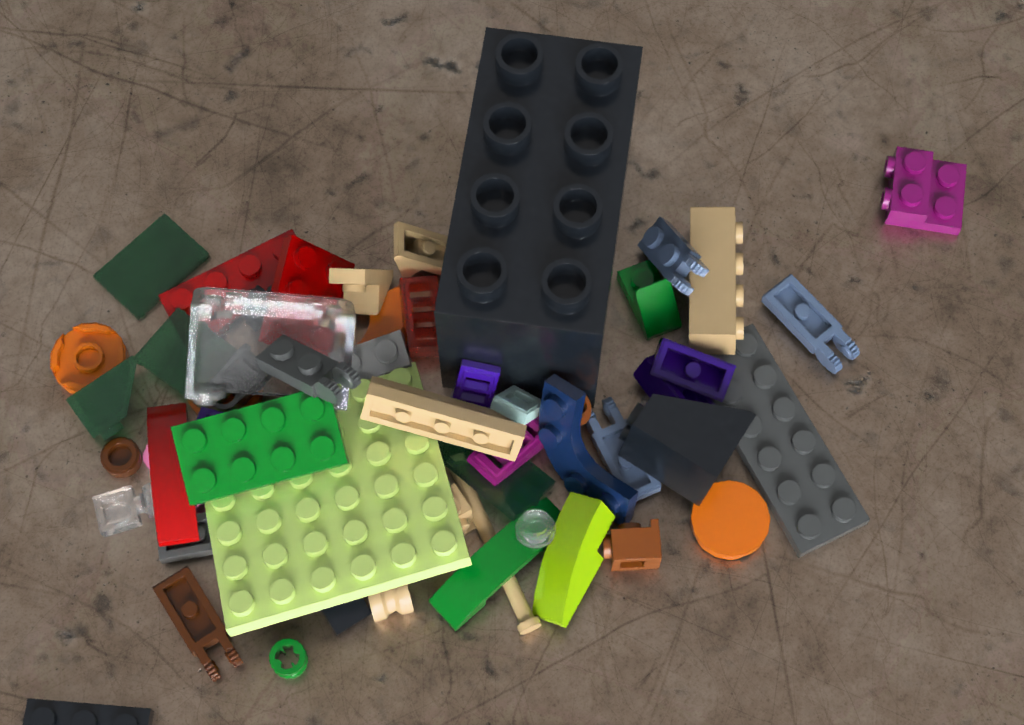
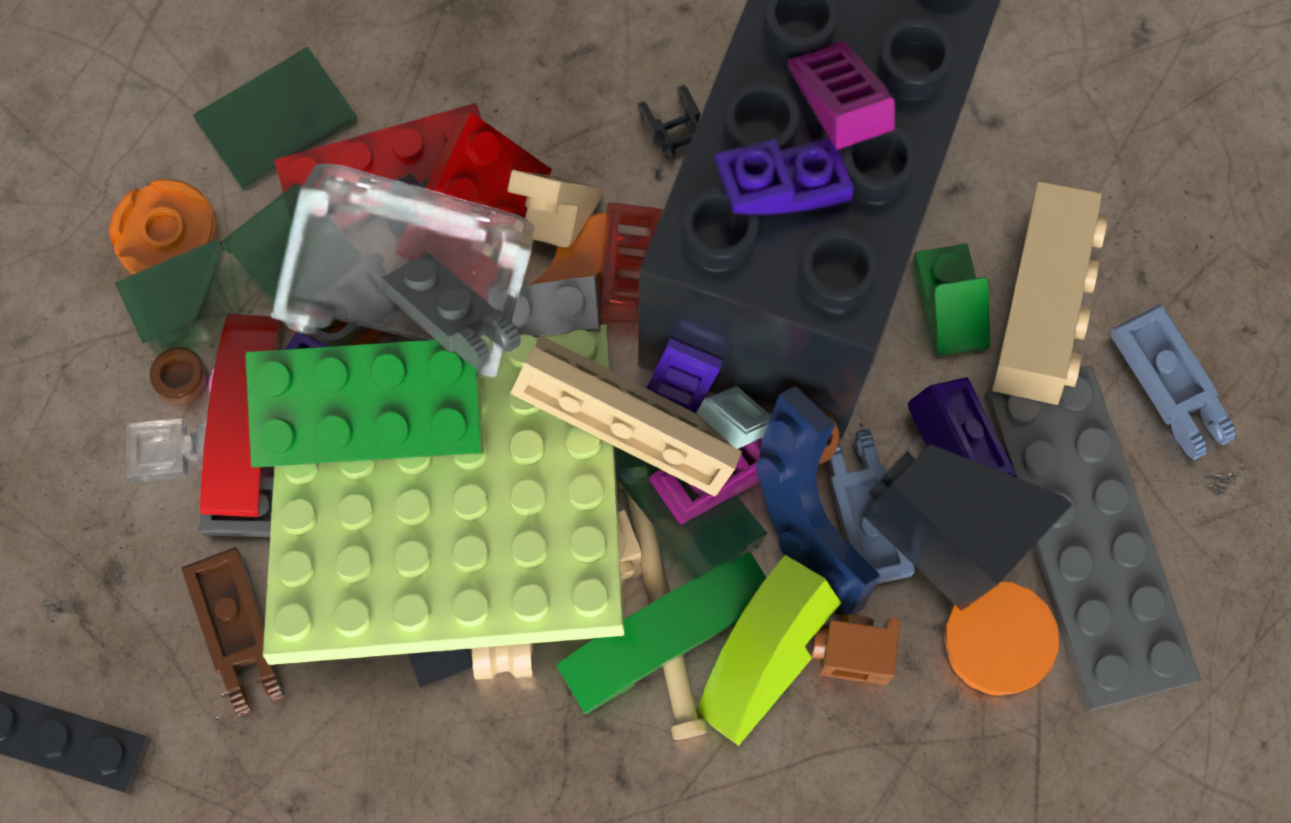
camera: 10 degrees right, 5 degrees up
(299, 652) = (362, 696): green bush -> none
(418, 249) = (641, 166): tan slope -> none
(444, 210) = (658, 130): none -> black piece
(516, 235) = (784, 181): none -> dark purple slope
(535, 528) = (724, 598): clear plate -> none
(557, 185) = (851, 121): none -> magenta slope
(672, 255) = (998, 245): sand blue hinge -> none
(692, 369) = (992, 415): dark purple slope -> none

